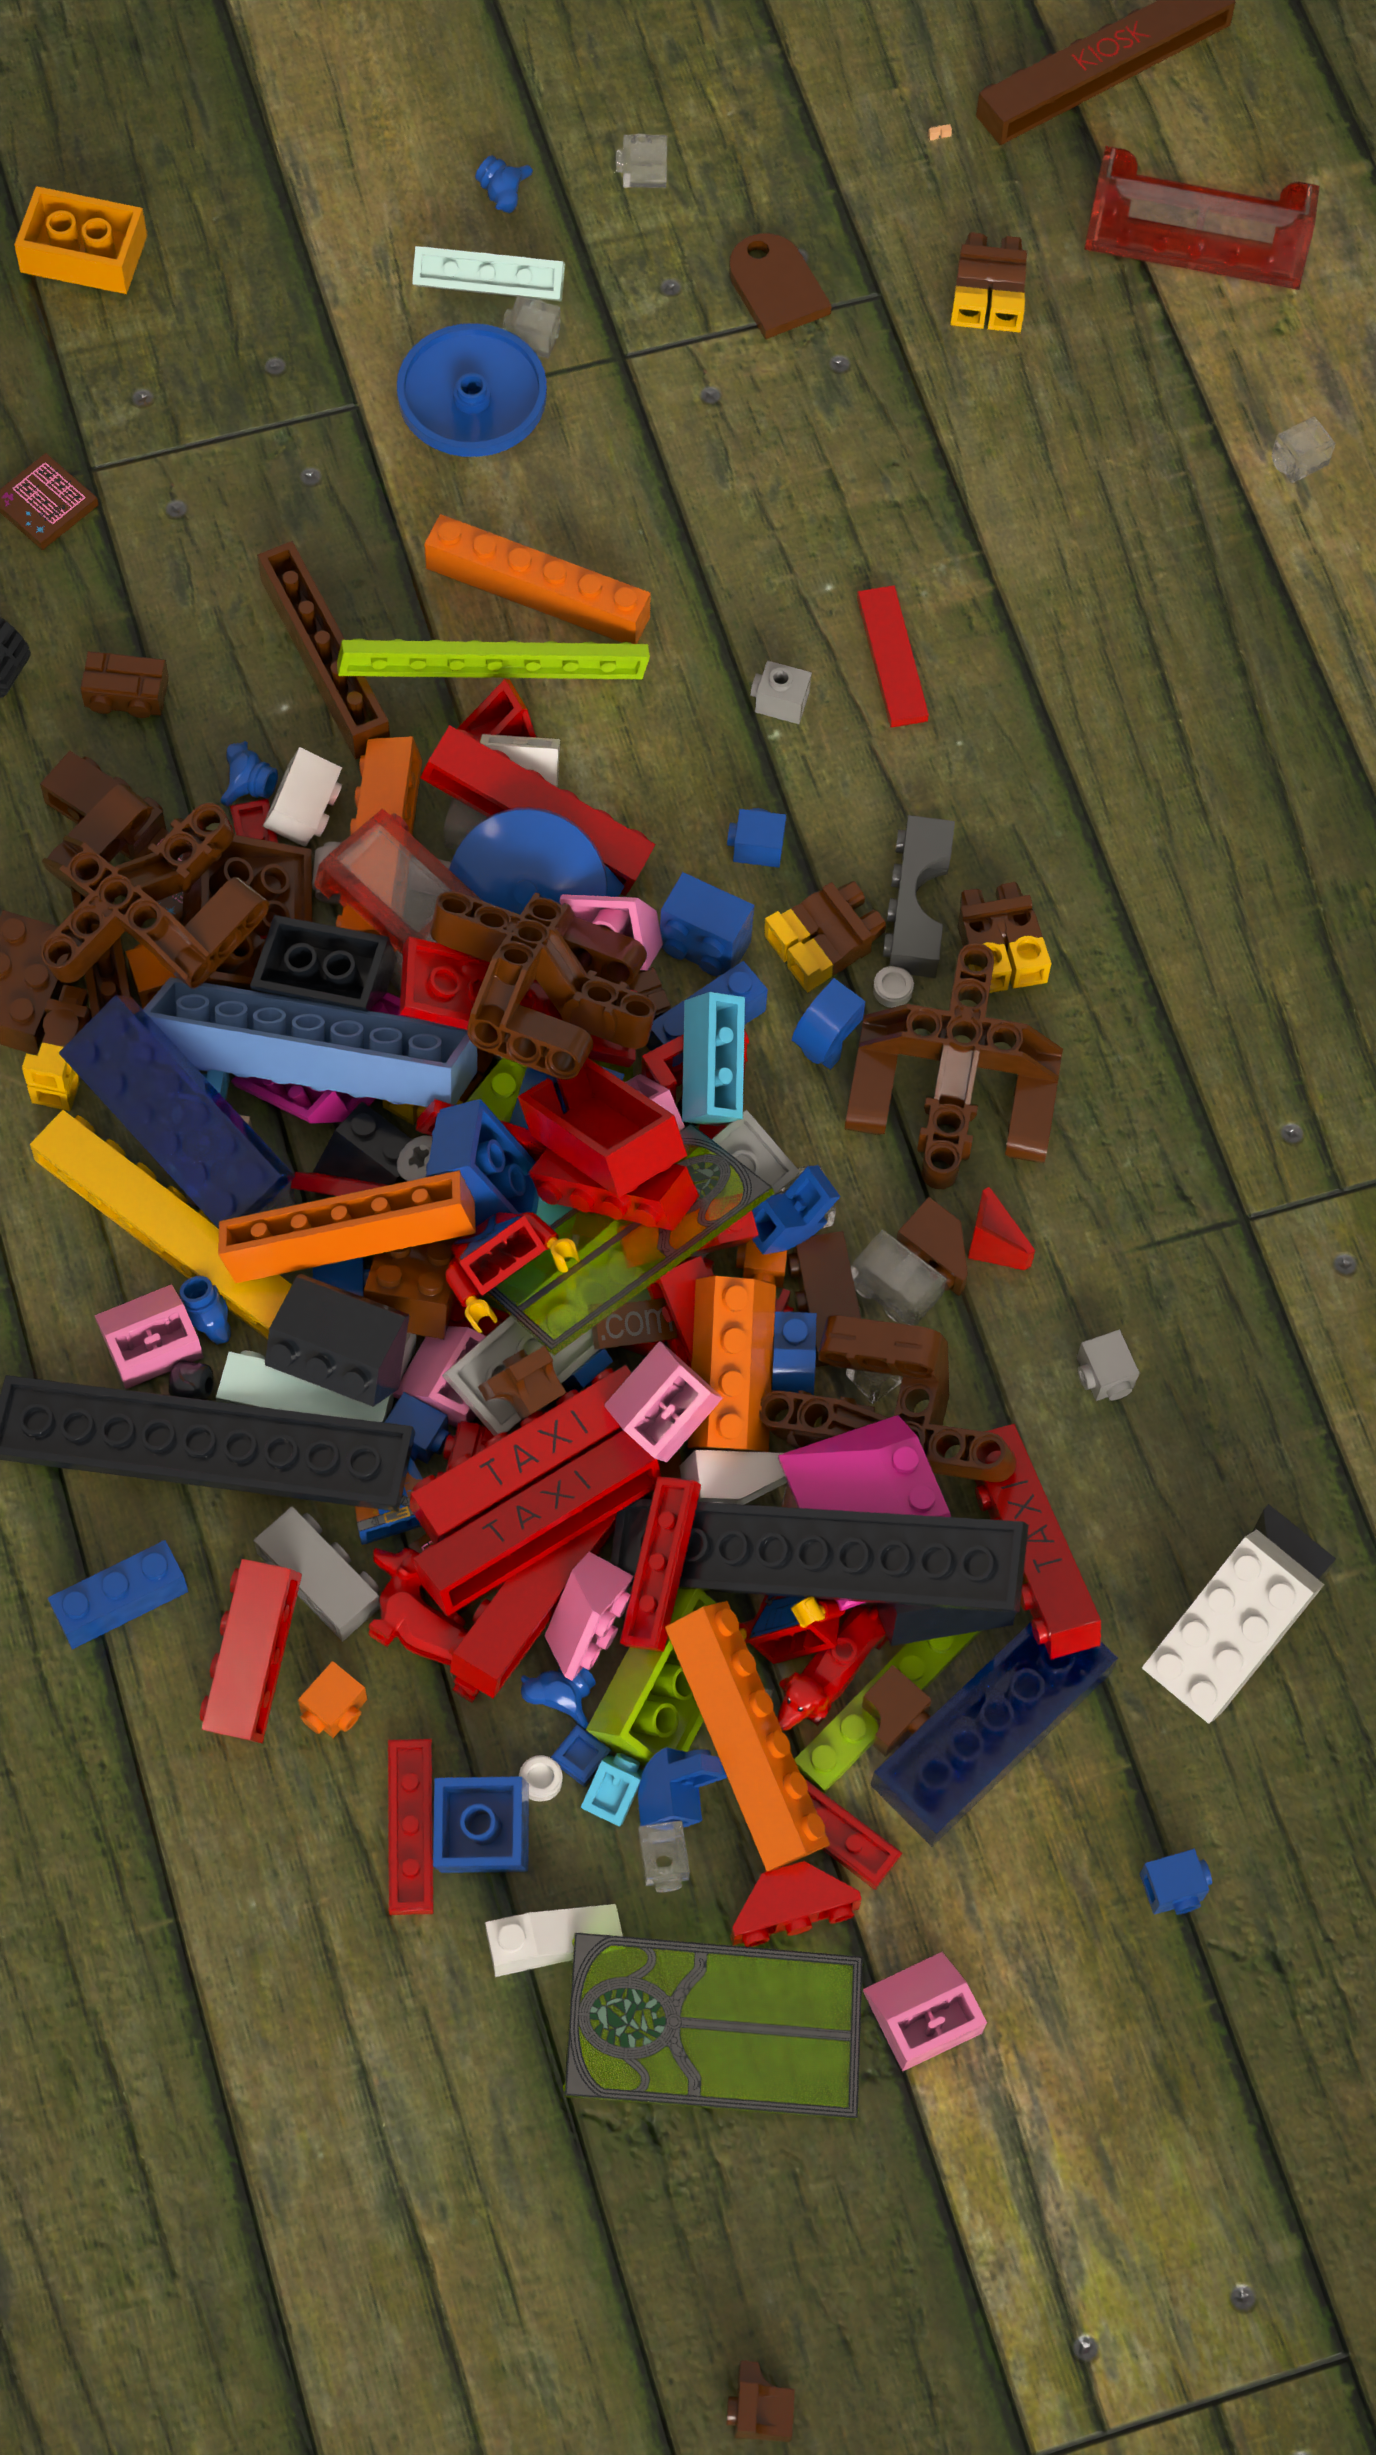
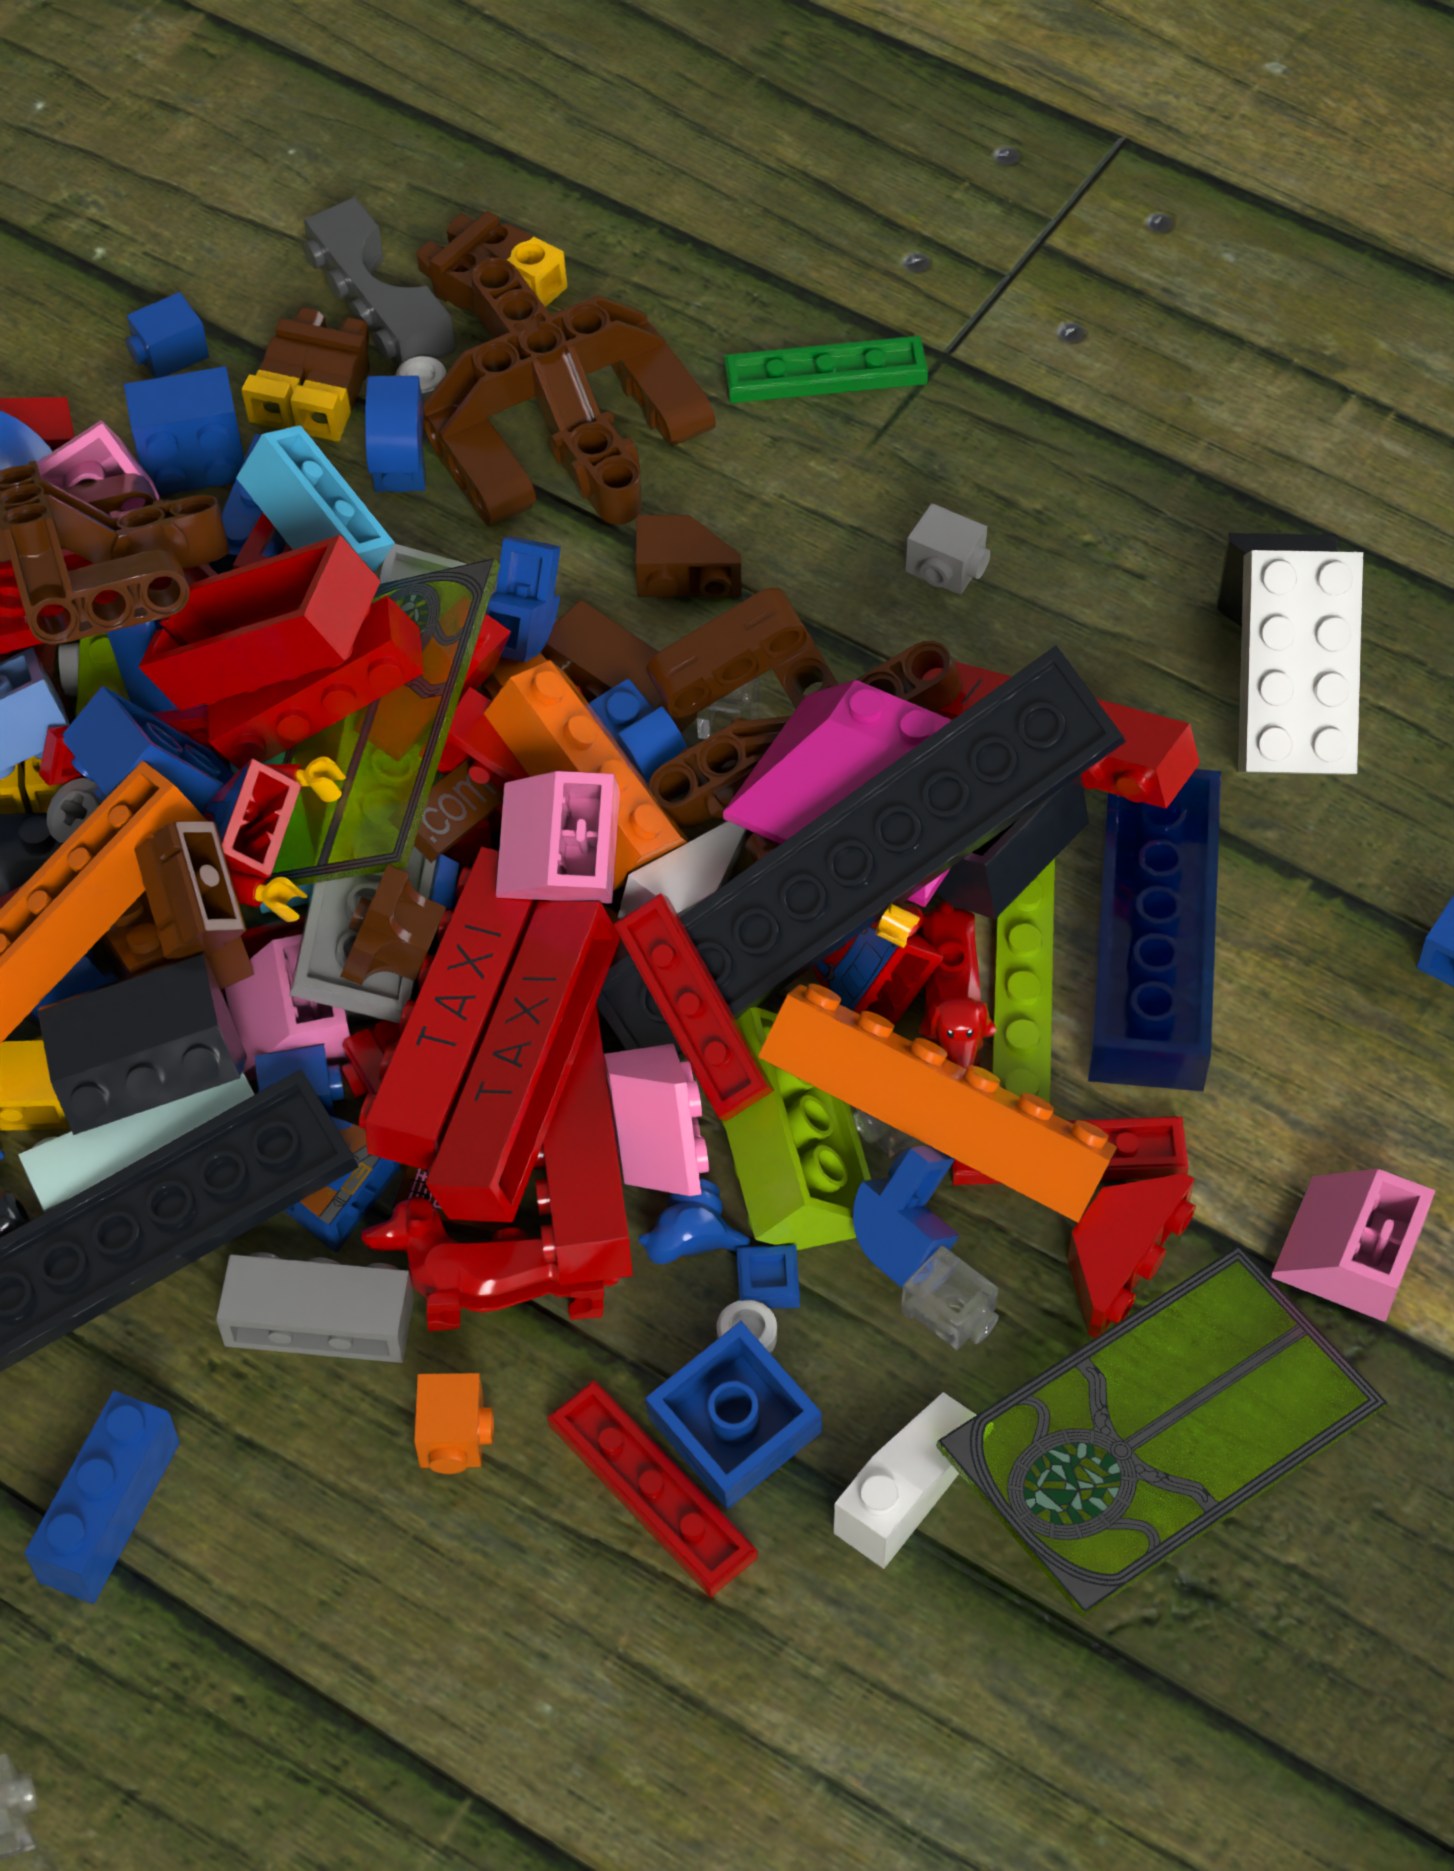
camera: 35 degrees left, 10 degrees down
(250, 1650) = (315, 1432): brick -> none
(425, 1273) = (189, 889): none -> reddish brown brick
(613, 1788) = (837, 1277): medium azure bracket -> none
(781, 692) = (75, 205): light grey brick -> none
(892, 656) = (158, 118): red tile -> none
(897, 1279) = (668, 604): clear brick -> none
(897, 1709) = (1054, 976): reddish brown brick -> none
(998, 1237) = (734, 509): red slope -> none
(1155, 1172) = (825, 369): none -> green tile

